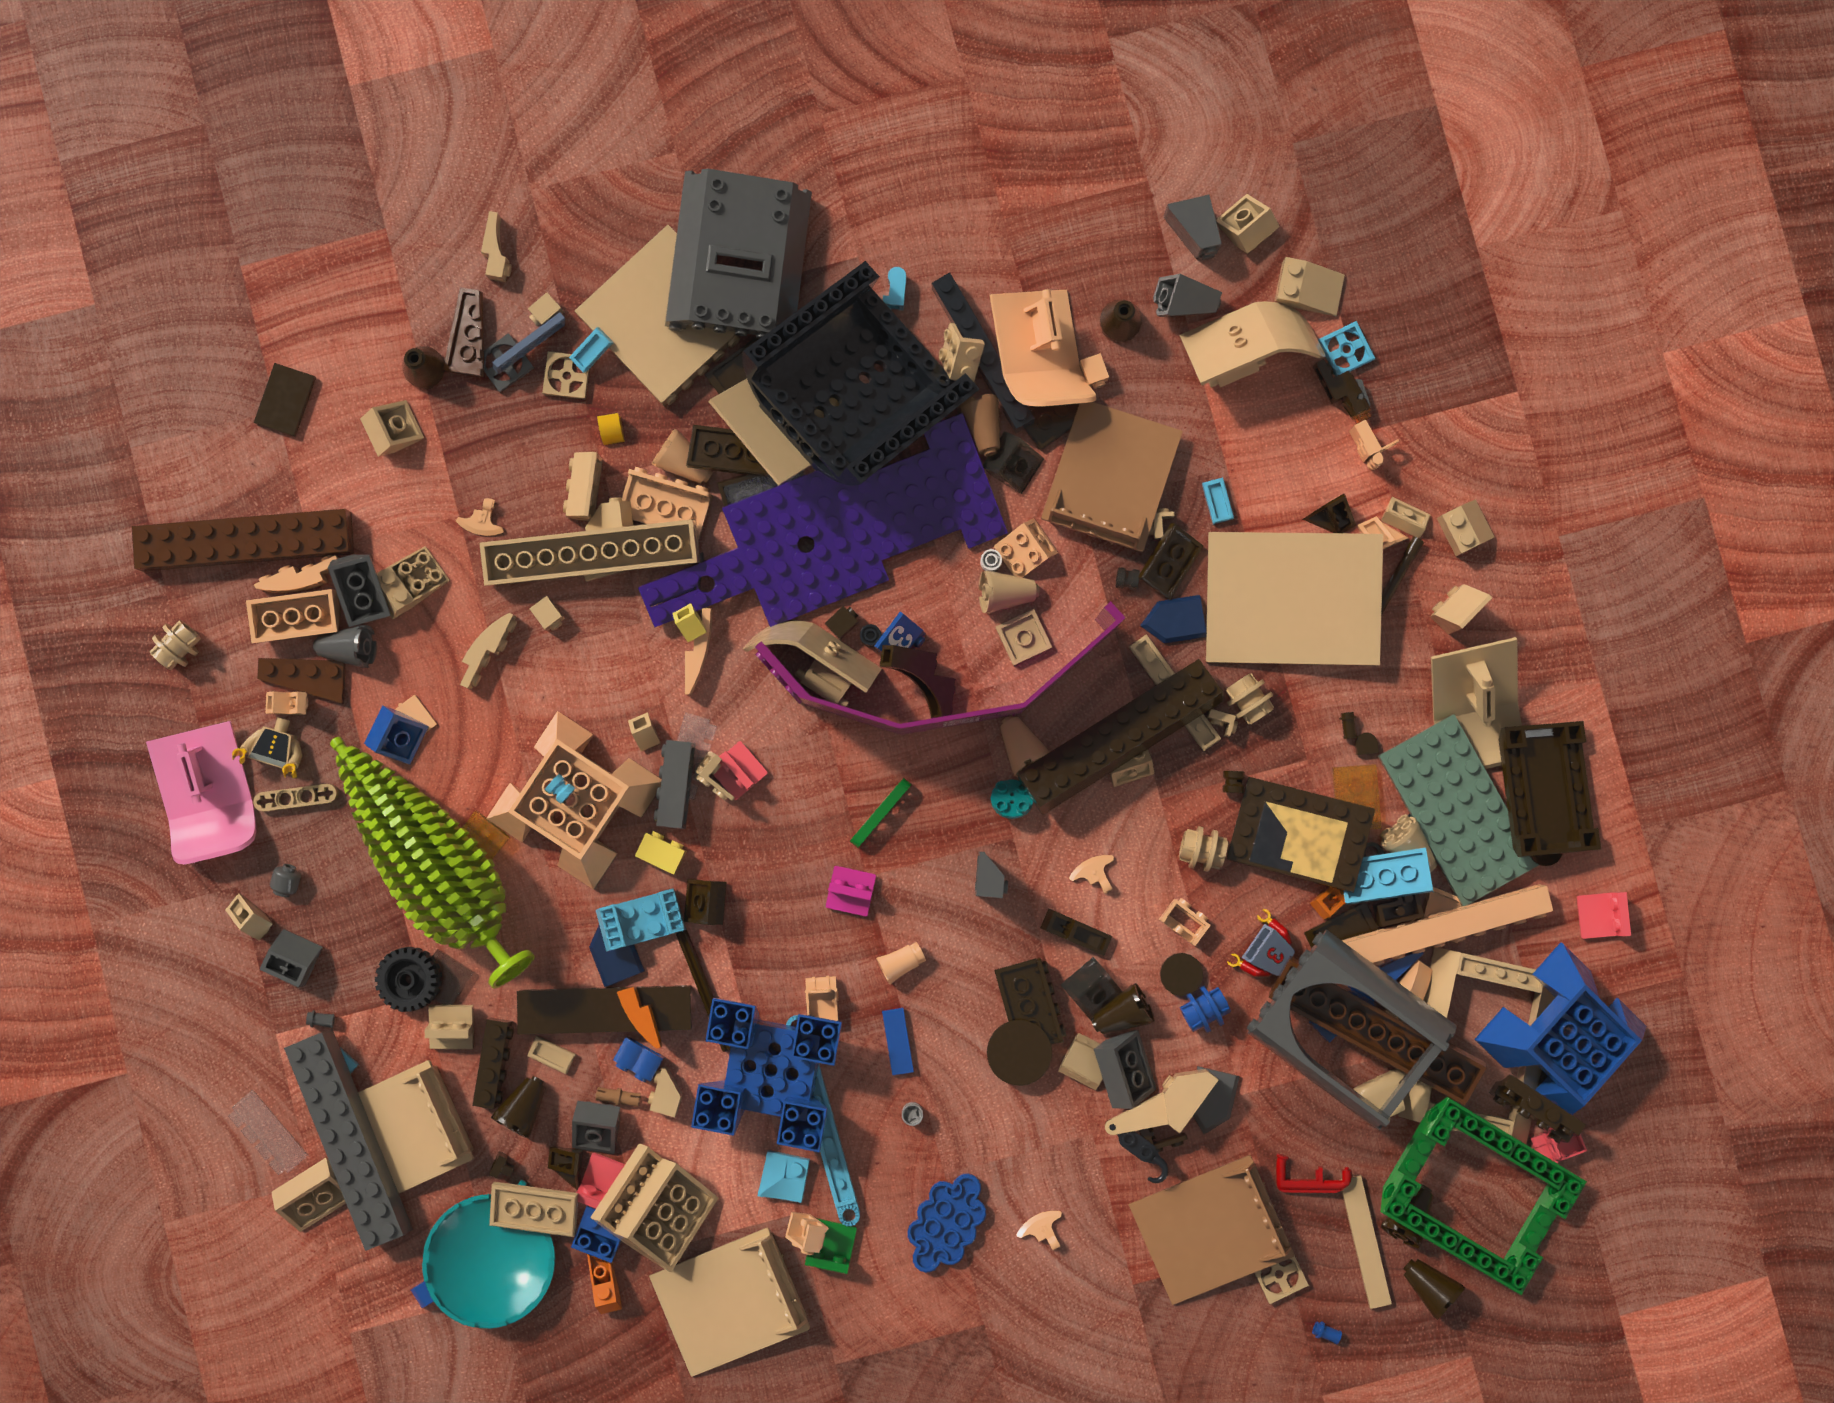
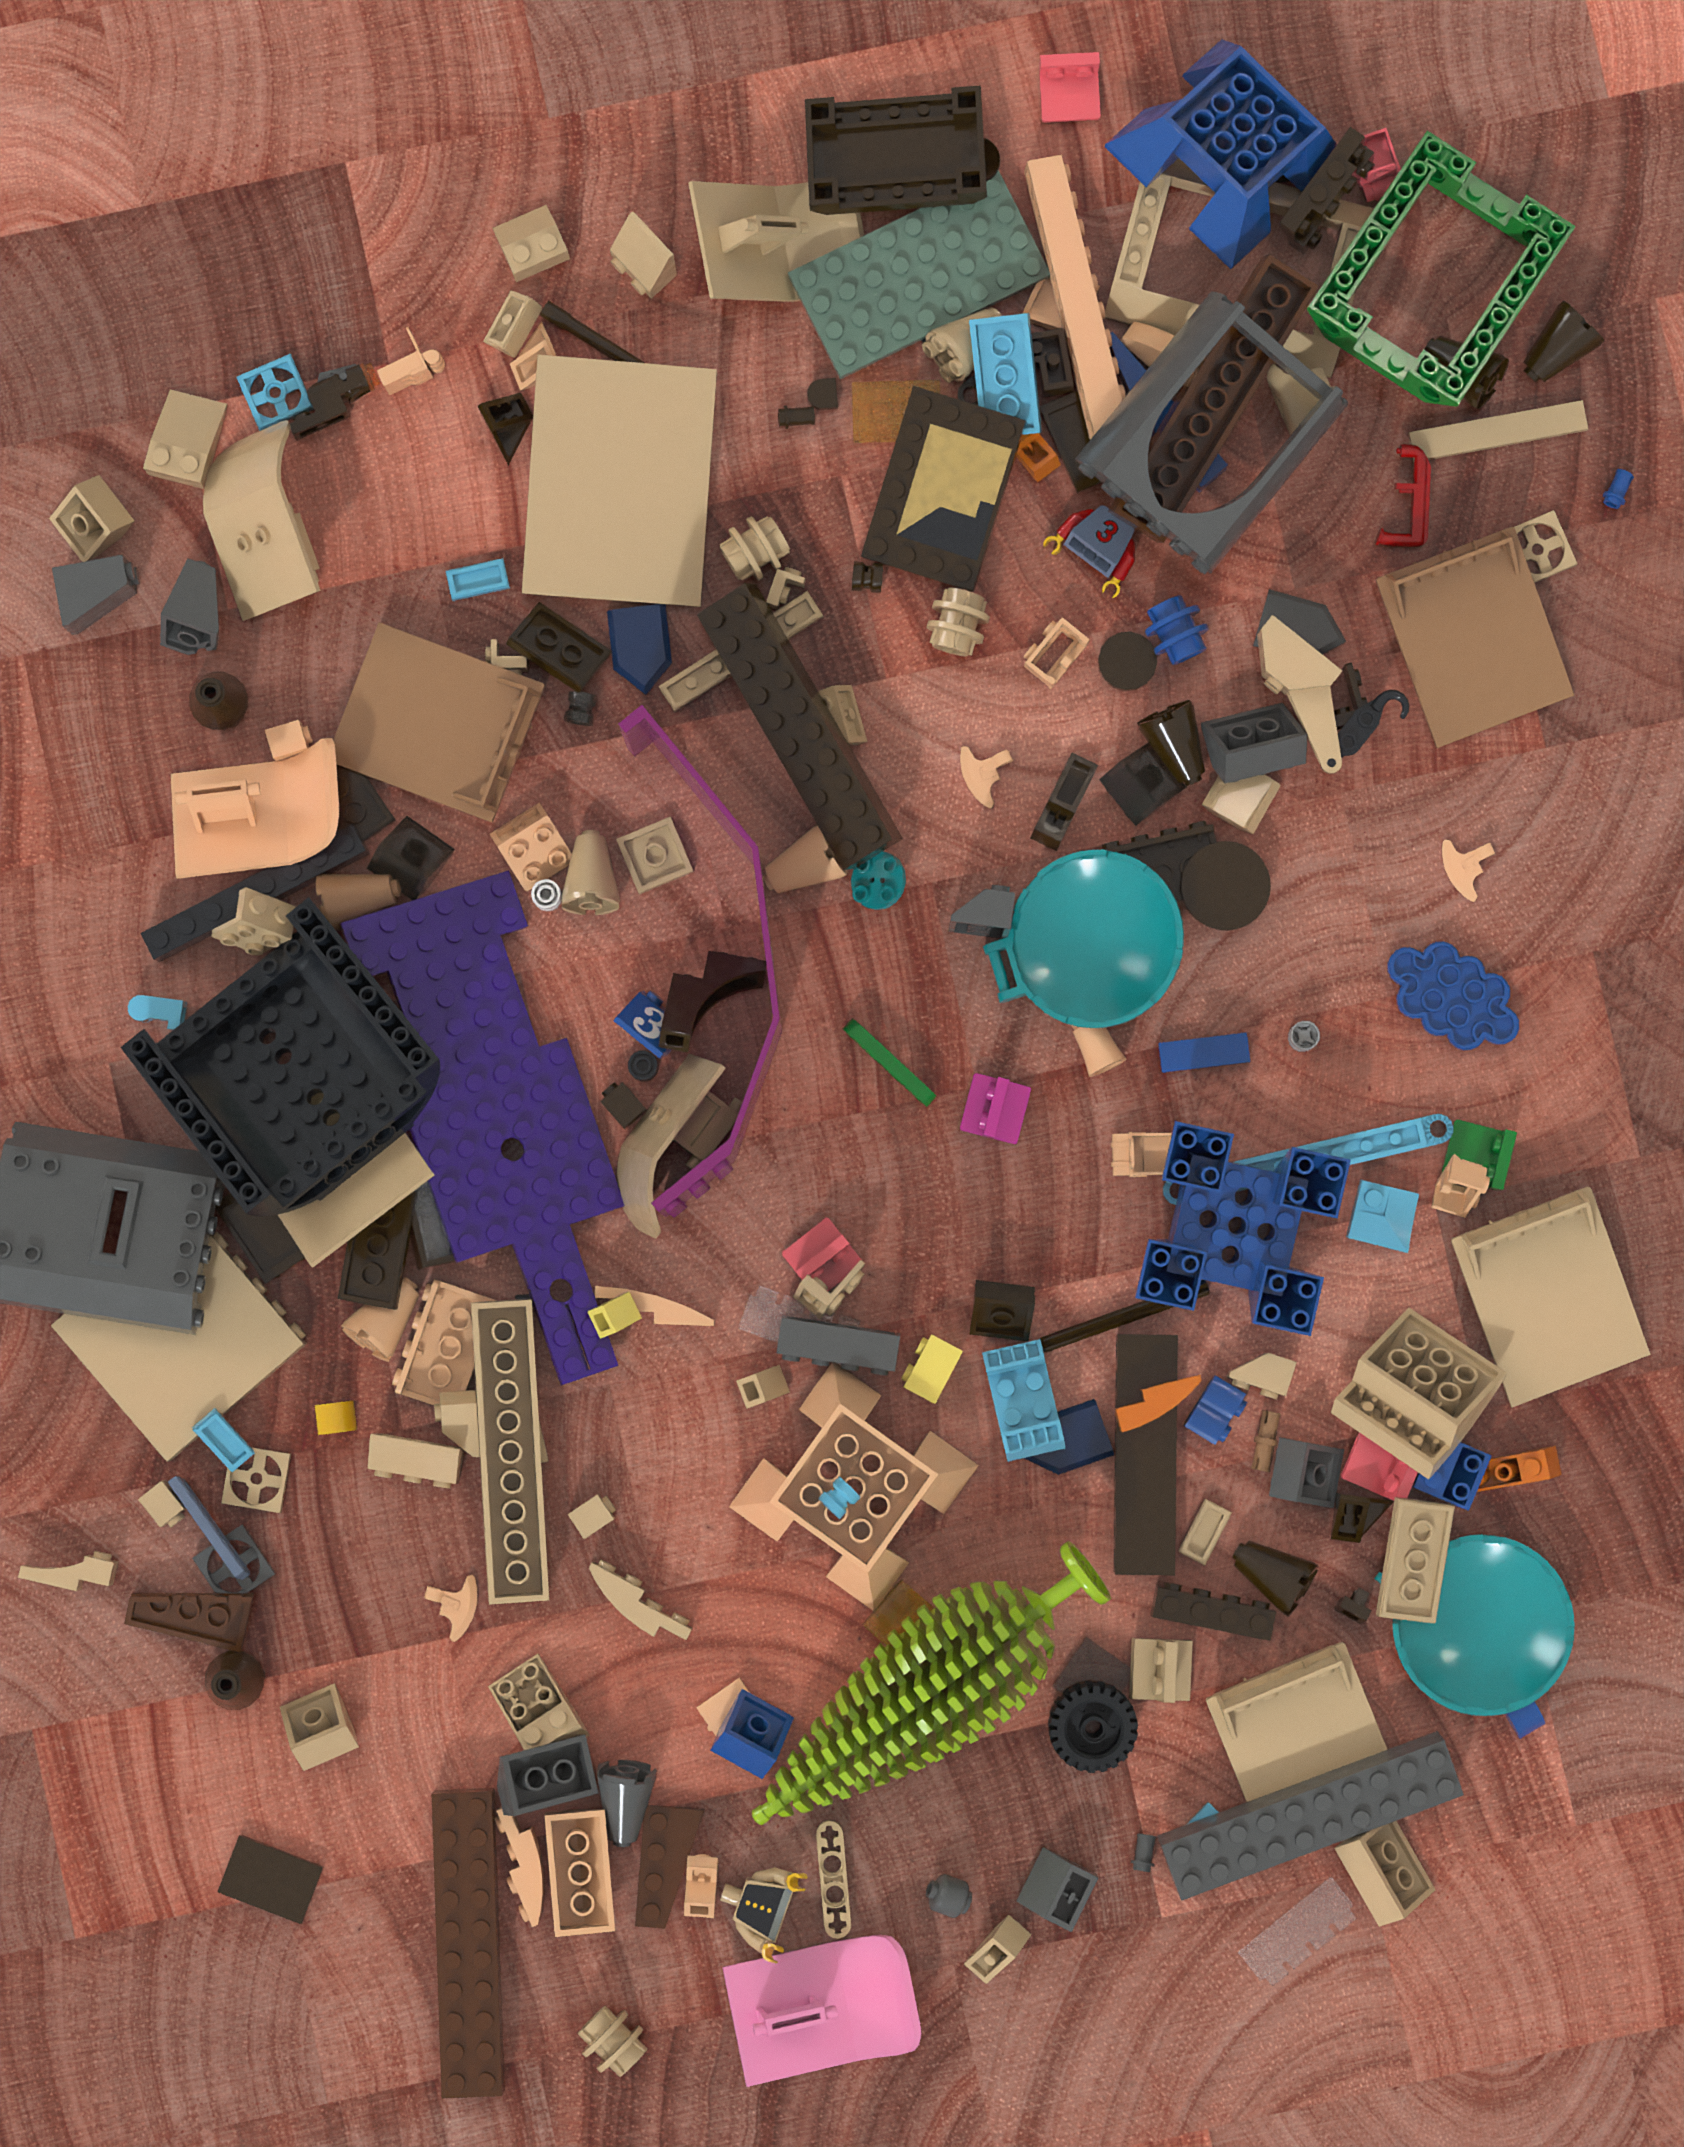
camera: 90 degrees left, 0 degrees up
(974, 956) = (1092, 940): none -> teal dish

